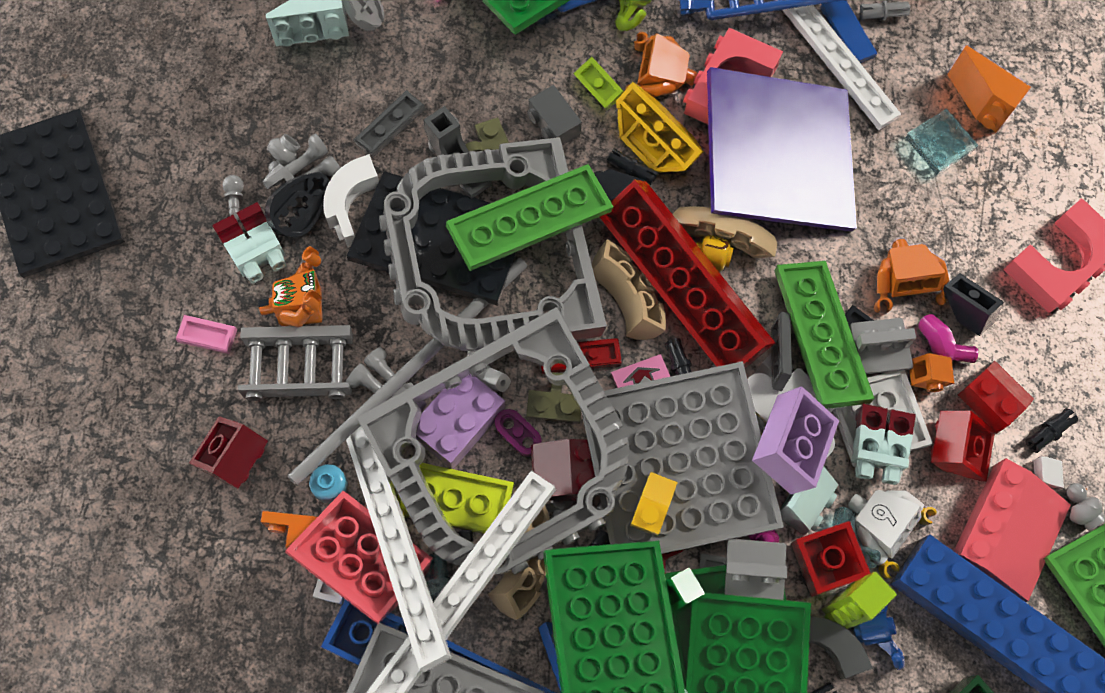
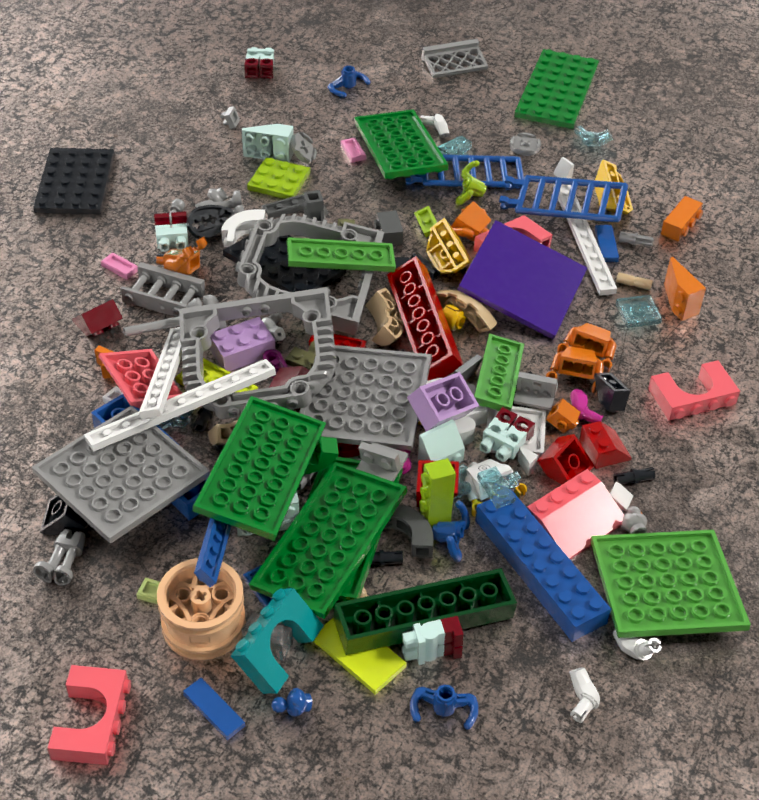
camera: 25 degrees right, 25 degrees down
(327, 483) = (145, 342): medium azure head -> none
(351, 74) = (278, 178): none -> lime plate
(654, 504) = (331, 406): yellow slope -> none
(911, 223) = (591, 338): none -> orange torso
(918, 87) = (634, 281): none -> tan piece
(919, 545) = (499, 487): none -> clear light blue plate
(920, 465) = (527, 460): none -> white slope

